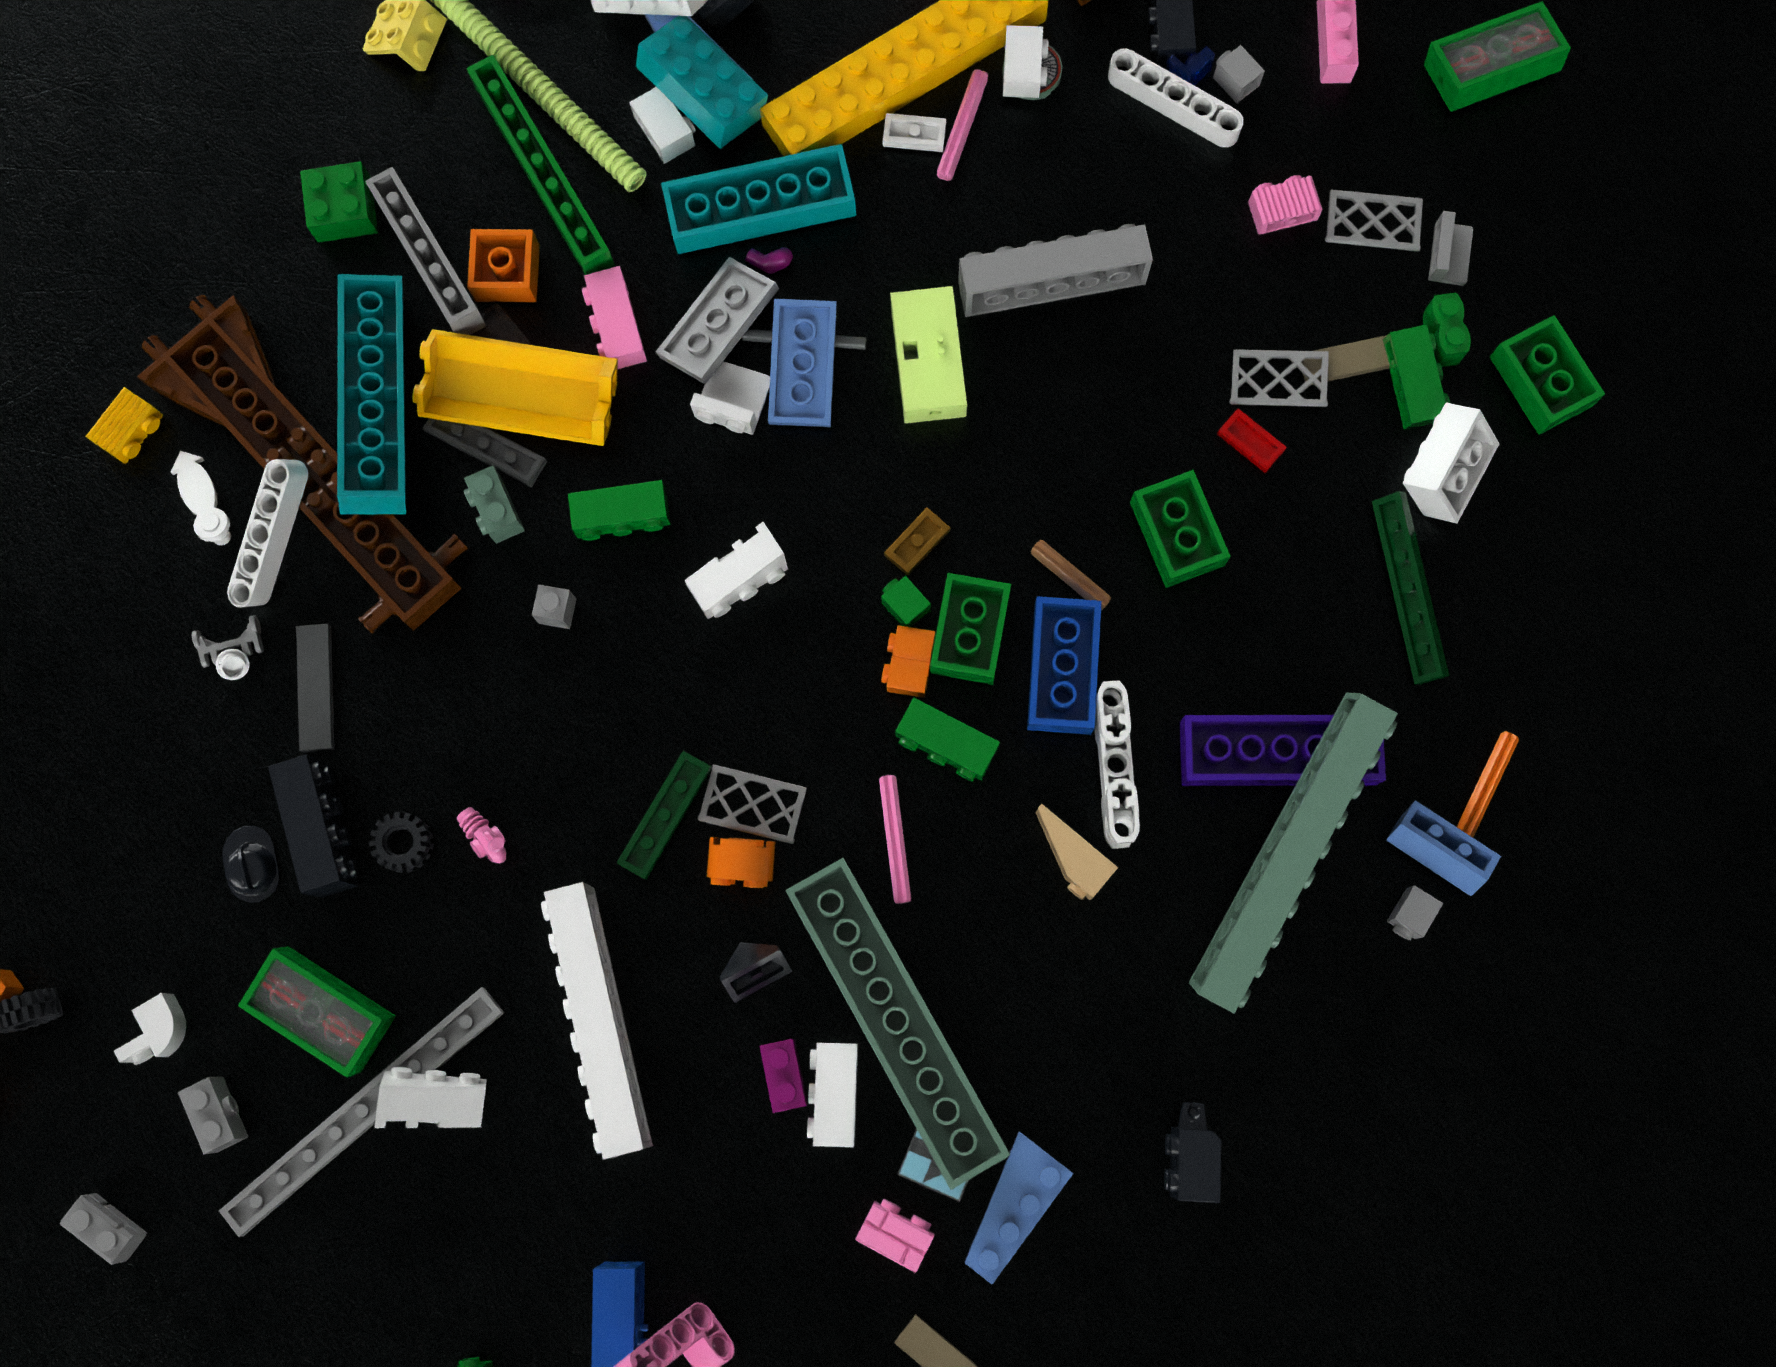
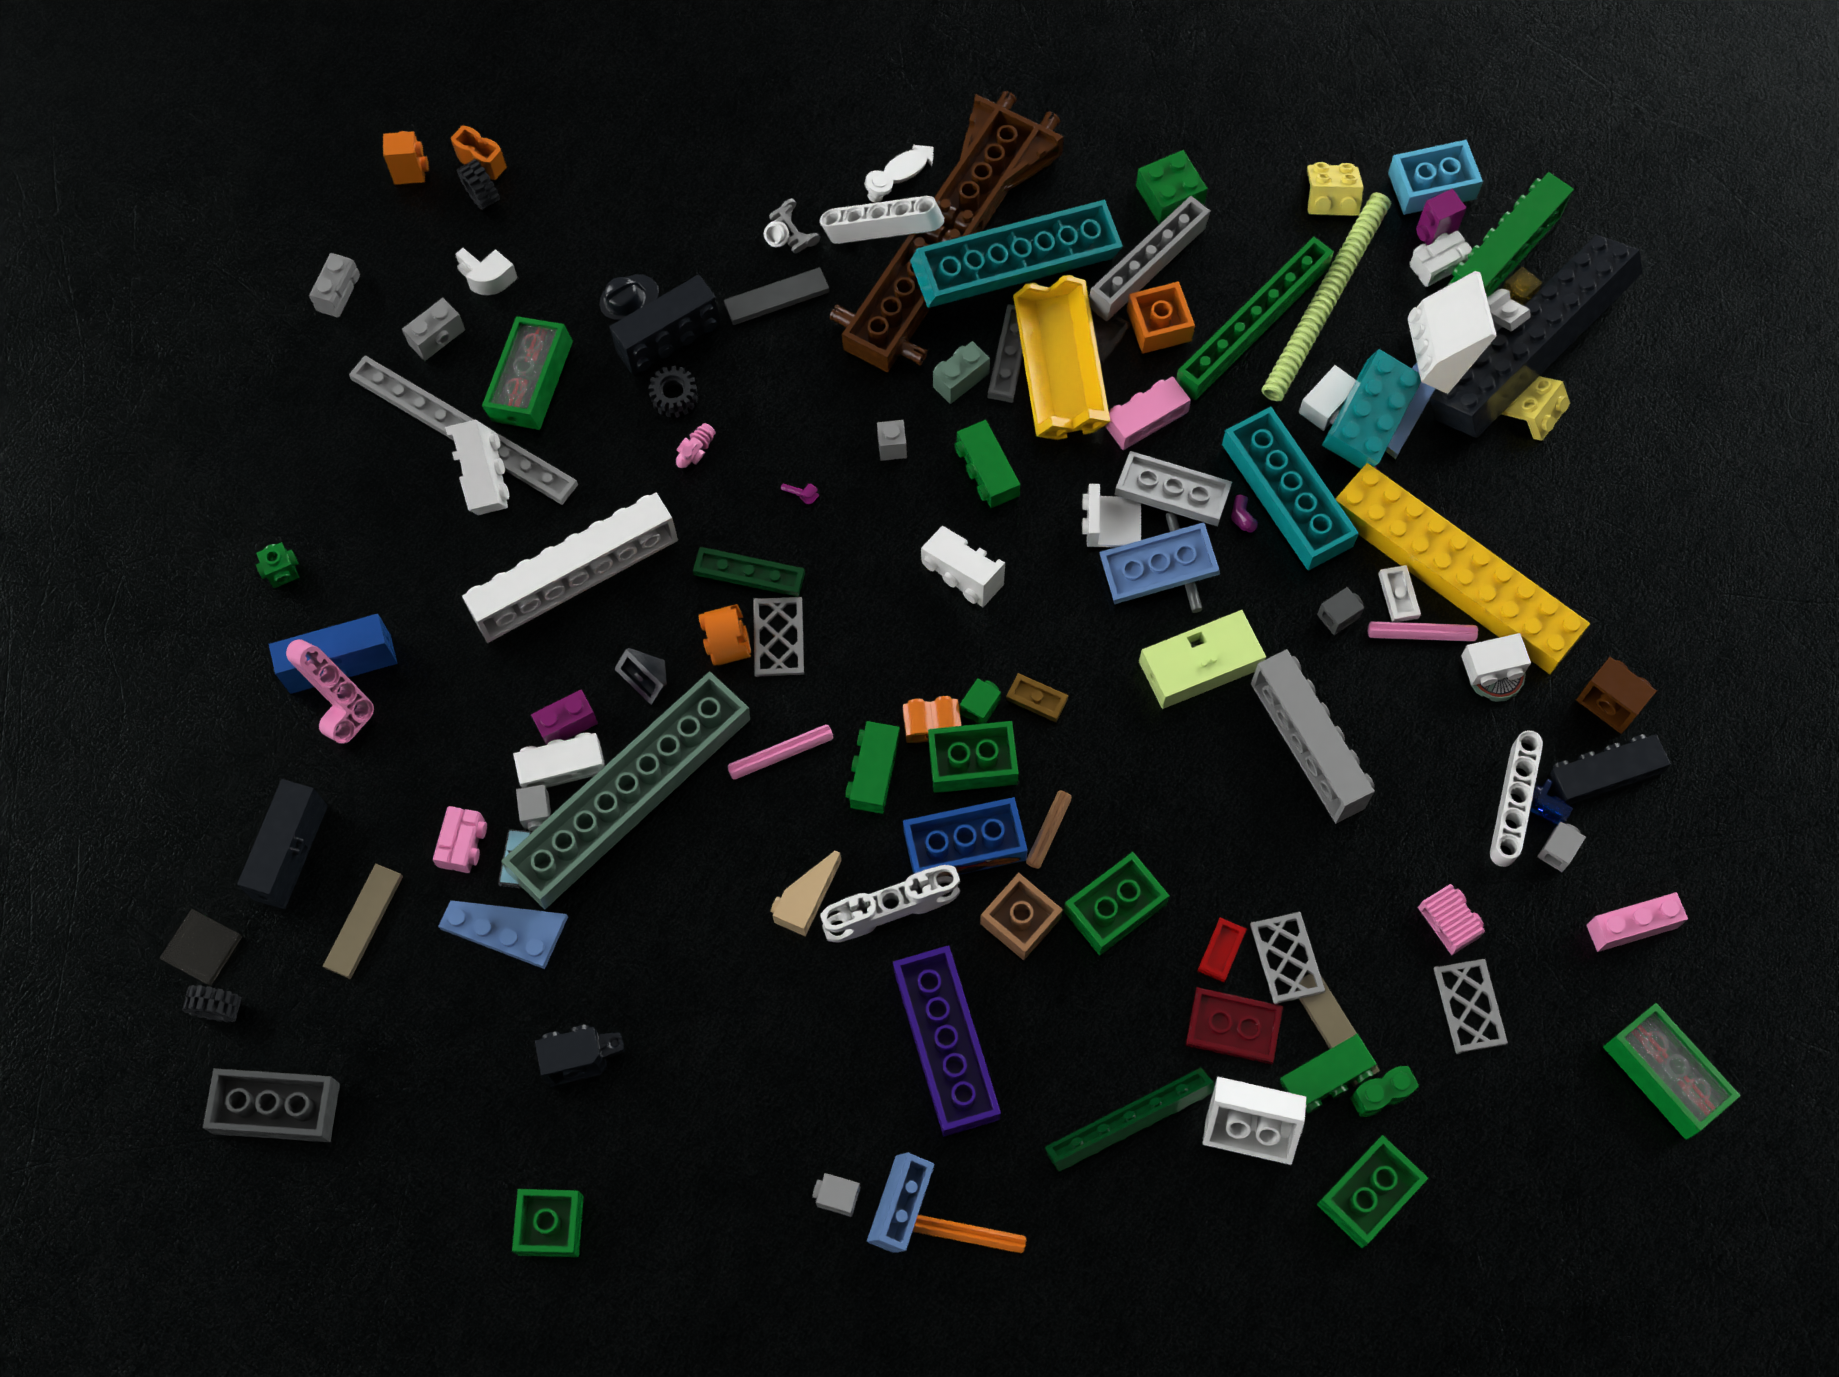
camera: 70 degrees right, 10 degrees down
(125, 426) = (938, 102): yellow brick -> none
(588, 722) = (807, 495): none -> magenta hand
(882, 1138) = (533, 806): none -> light grey brick
(916, 196) = (1341, 610): none -> dark grey brick
(1166, 631) = (1021, 916): none -> medium nougat brick
(1293, 850) = (856, 1059): sand green brick -> none
(1335, 455) = (1234, 1025): none -> dark red tile
(1372, 1236) = (548, 1223): none -> green brick
(1450, 251) = (1465, 1080): light grey panel -> none

